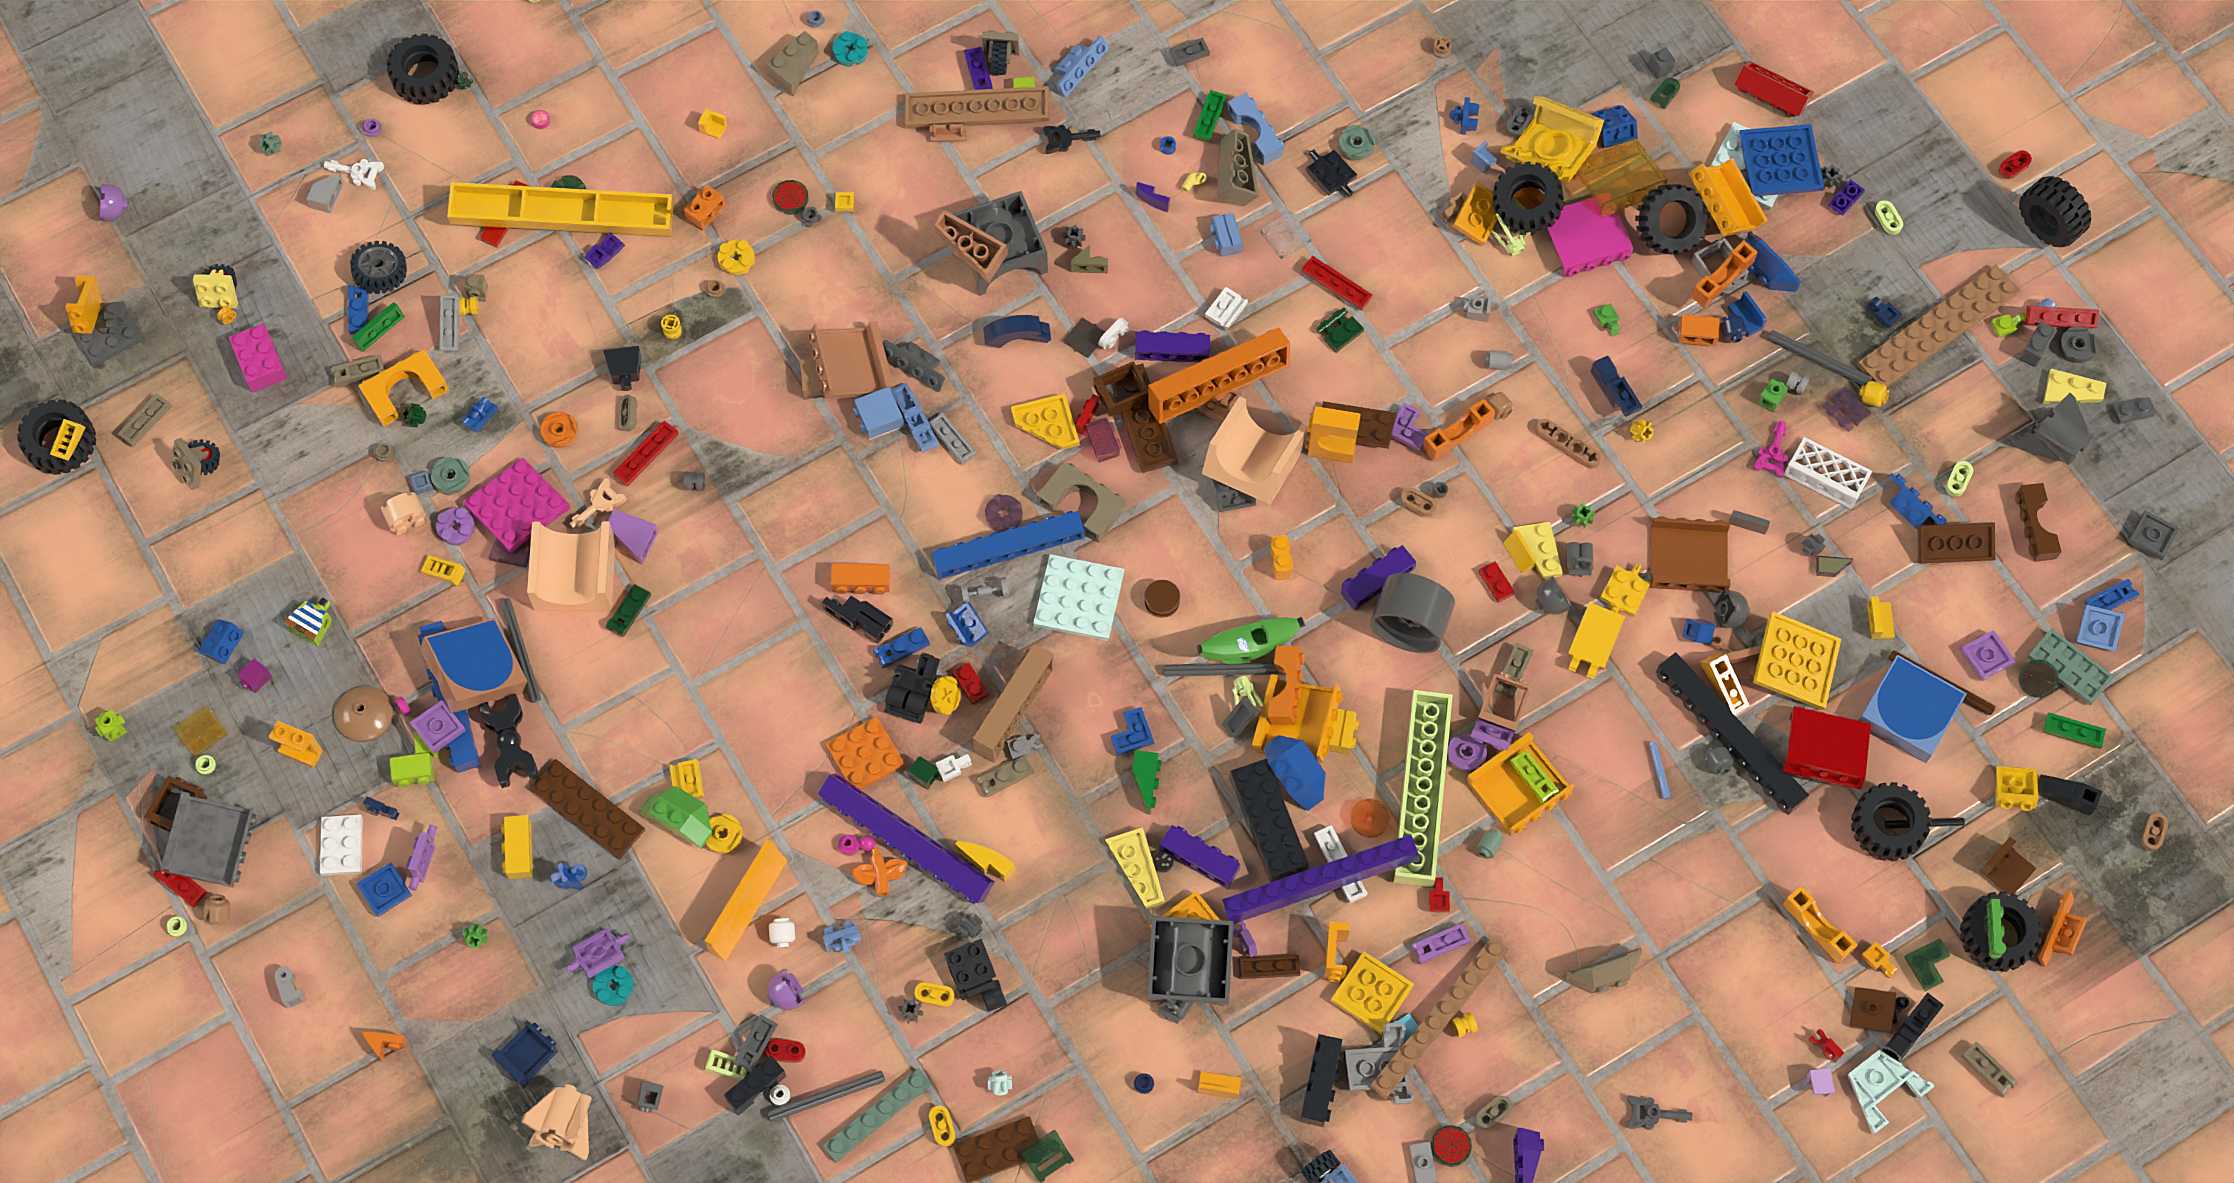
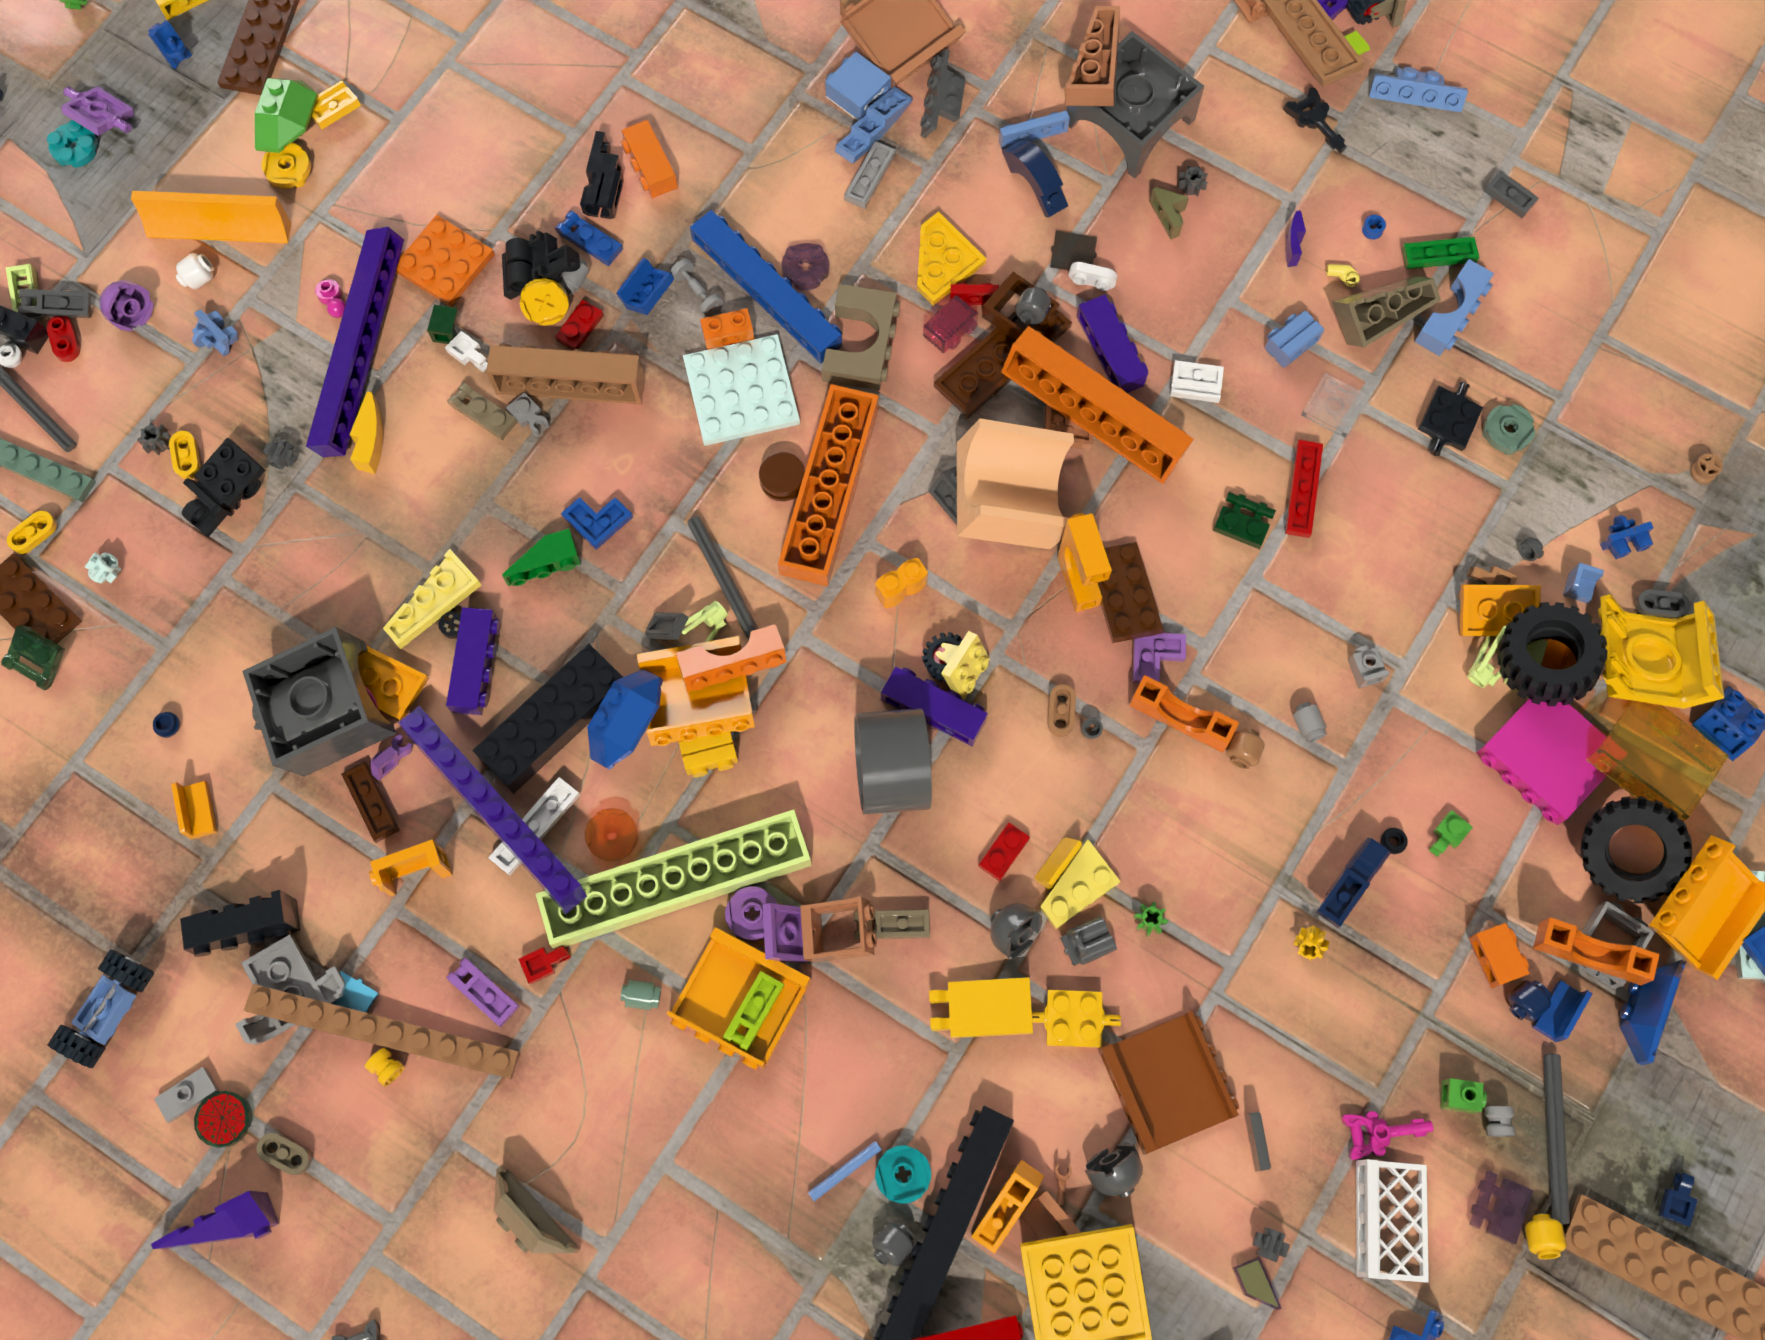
camera: 65 degrees right, 5 degrees up
(879, 872) = (307, 334): orange plant -> none
(977, 316) = (1034, 129): none -> medium blue plate
(1031, 584) = (727, 329): none -> orange brick
(1131, 376) = (1033, 305): none -> dark grey head
(1186, 568) = (828, 485): none -> orange brick
(1250, 640) = (766, 588): bright green piece -> none
(1352, 549) = (956, 661): none -> light yellow plate
(1372, 992) = (383, 936): yellow plate -> none
(1446, 174) = (1531, 549): none -> dark grey plate
(1566, 445) = (1246, 858): medium nougat beam -> none
(1597, 347) = (1399, 835): none -> black plate
(1670, 743) = (894, 1188): none -> teal plate
(1698, 630) = (1065, 1139): blue panel -> none

